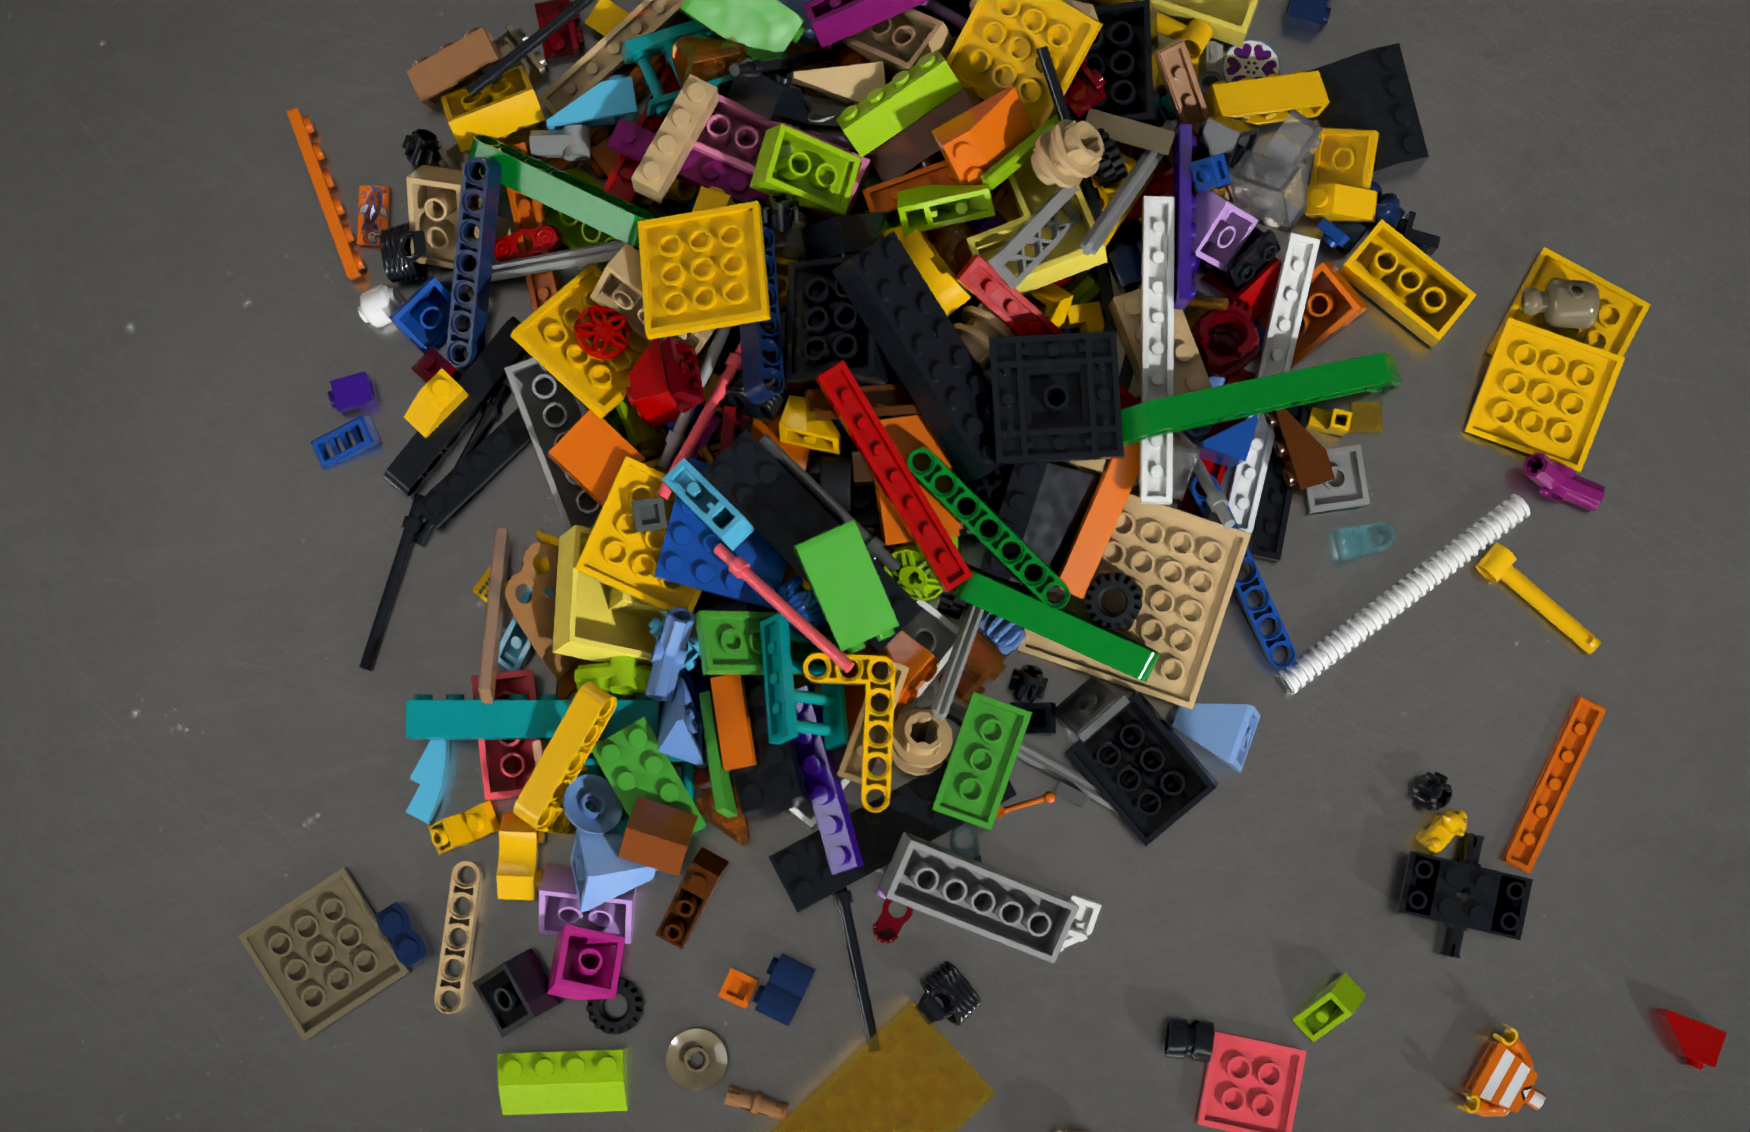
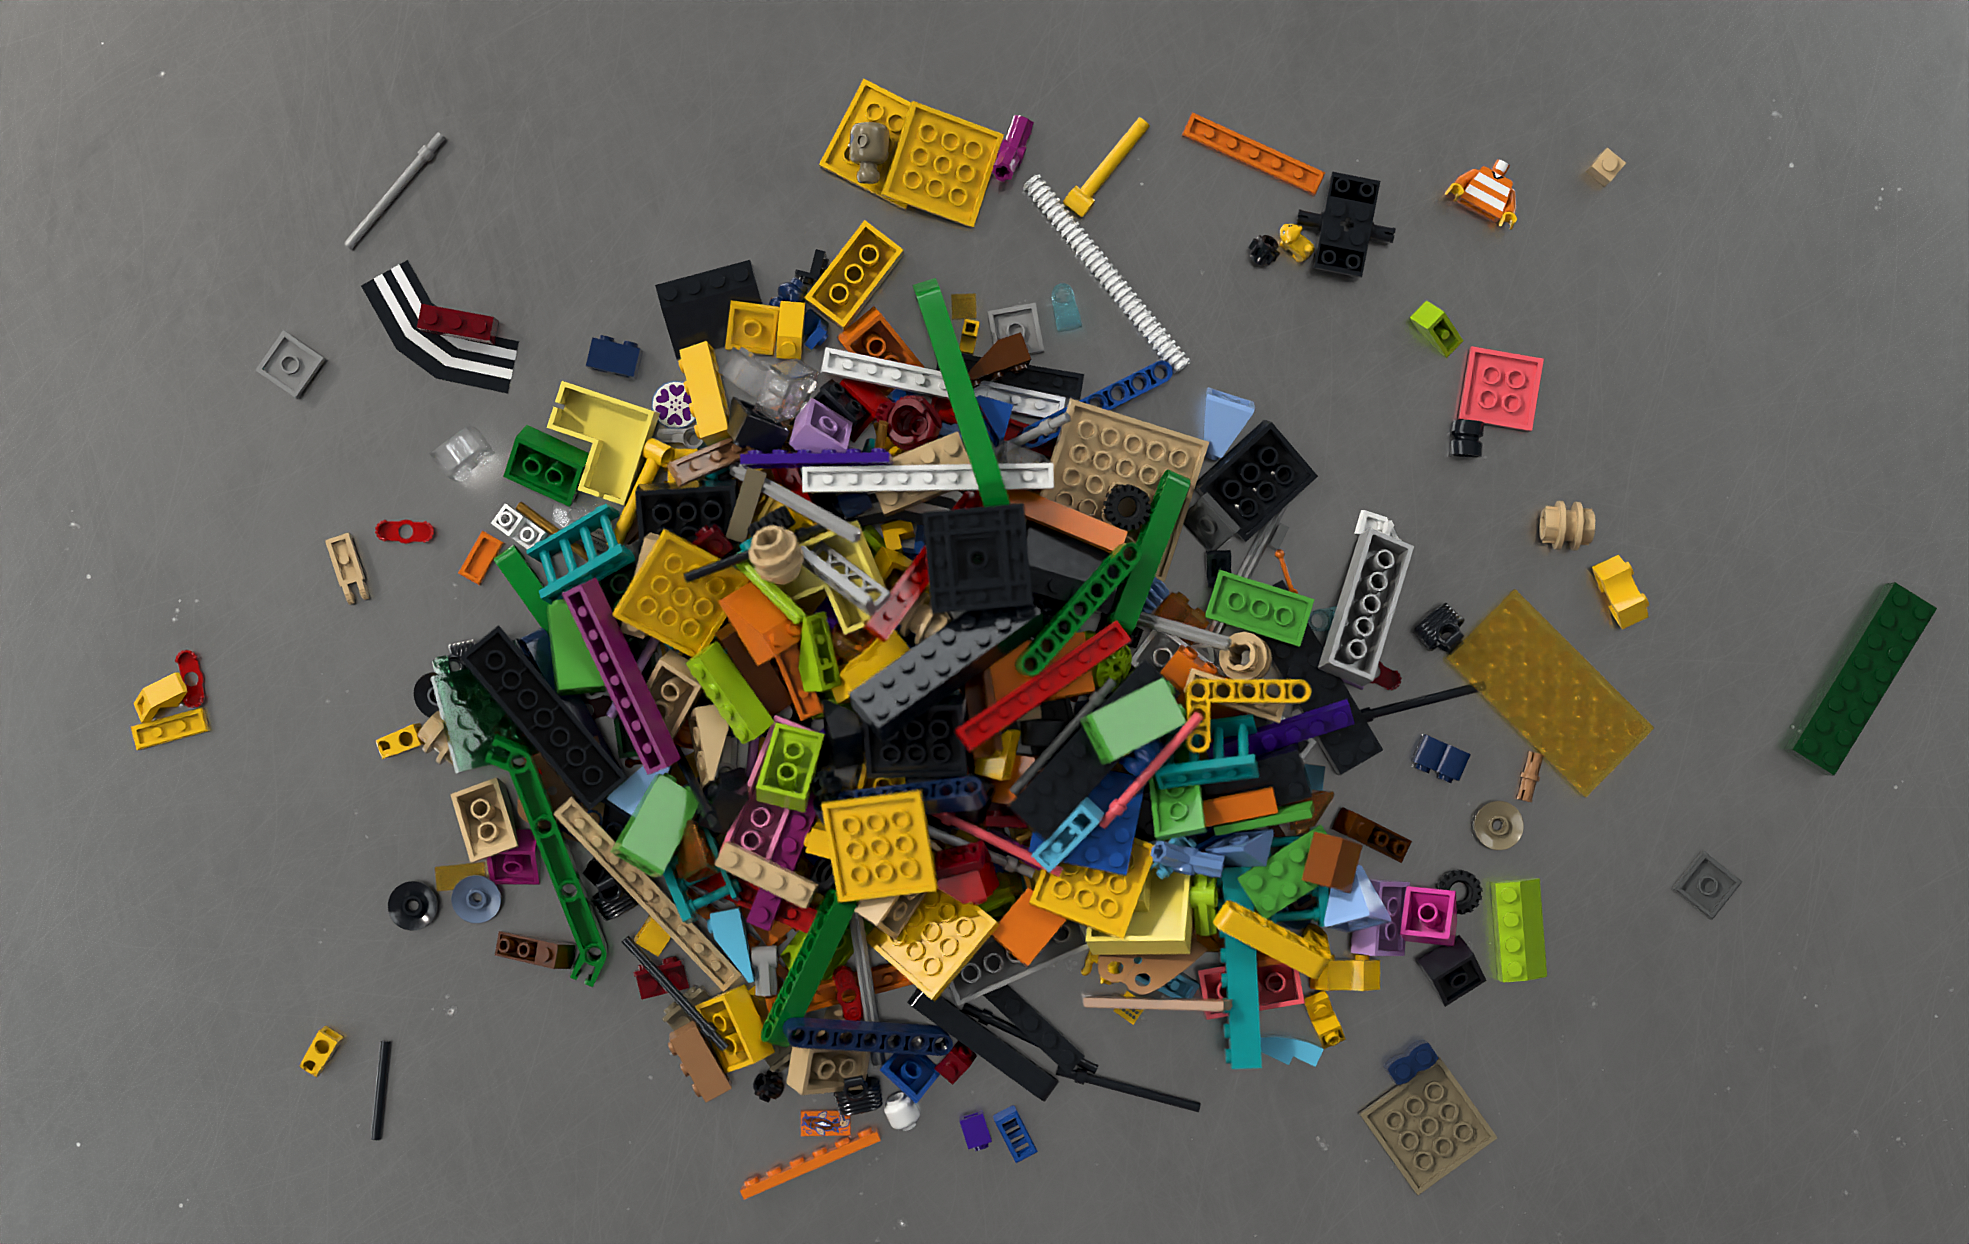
camera: 95 degrees left, 5 degrees up
(435, 403) = (985, 1061): yellow slope -> none
(449, 949) = (1422, 1018): tan beam -> none
(602, 332) = (926, 927): red wheel -> none
(602, 799) = (1308, 906): medium blue dish -> none
(648, 515) = (1076, 881): dark grey tile -> none
(738, 988) = (1441, 794): orange plate -> none
(768, 827) = (1316, 776): none -> medium azure tile
(1028, 683) = (1191, 573): black gear -> none
(1210, 172) = (780, 438): blue bracket -> none
(1692, 1039) = (1449, 45): red slope -> none

